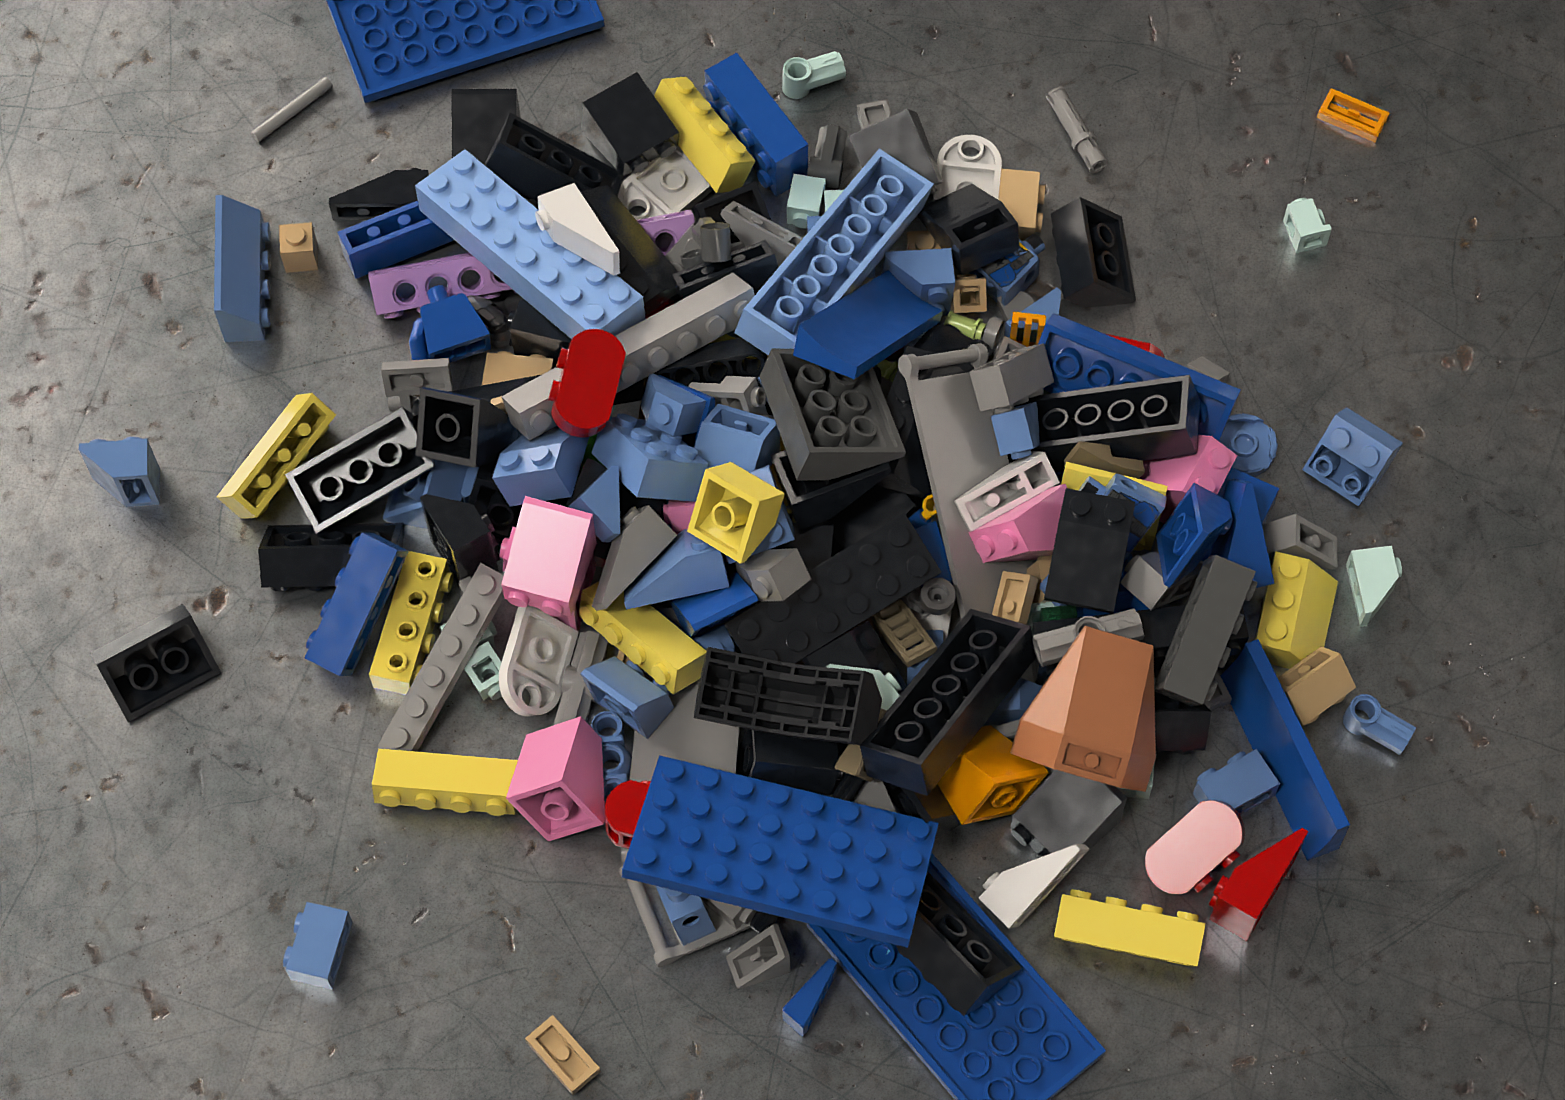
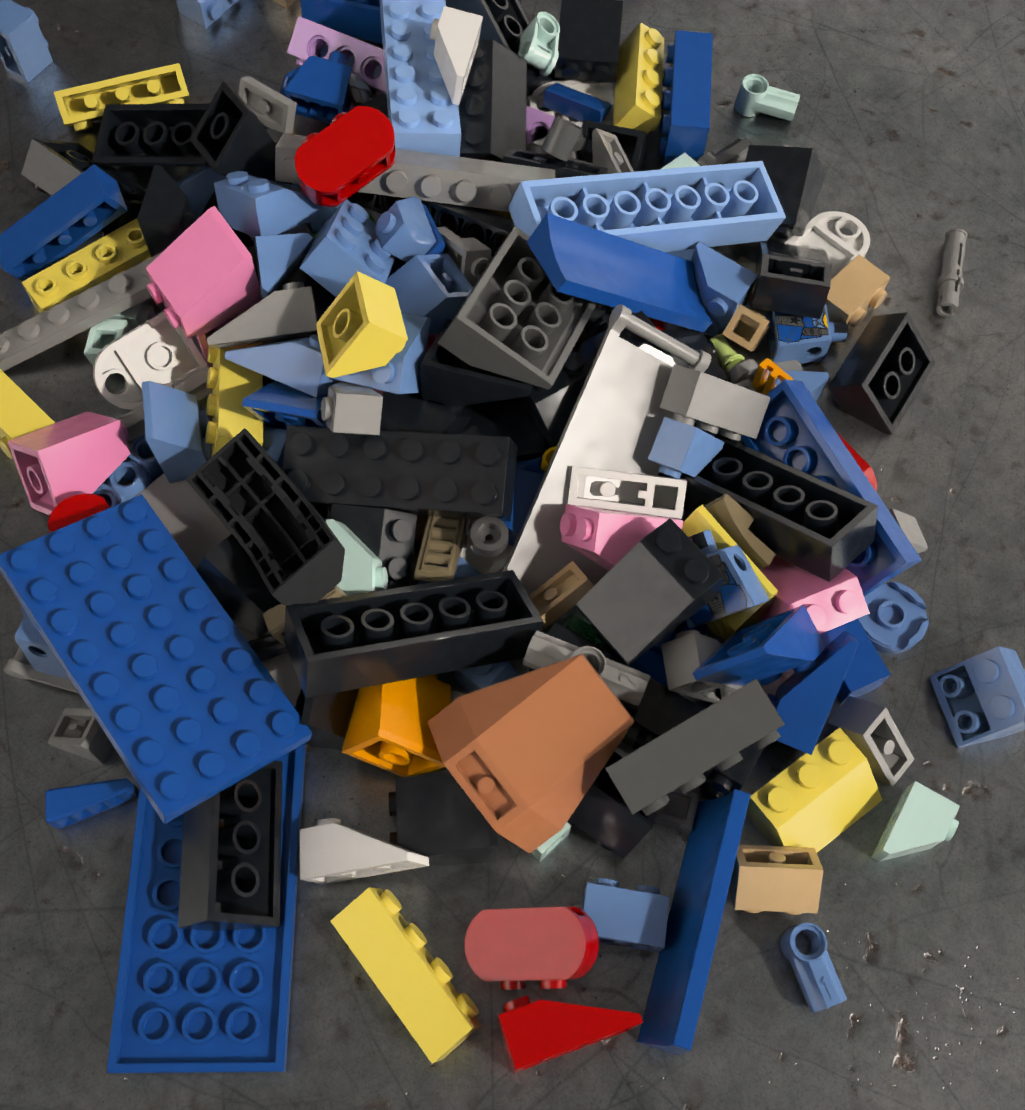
camera: 35 degrees right, 0 degrees up
(601, 160) = (540, 43): none -> light aqua piece
(666, 189) = (575, 103): none -> blue slope

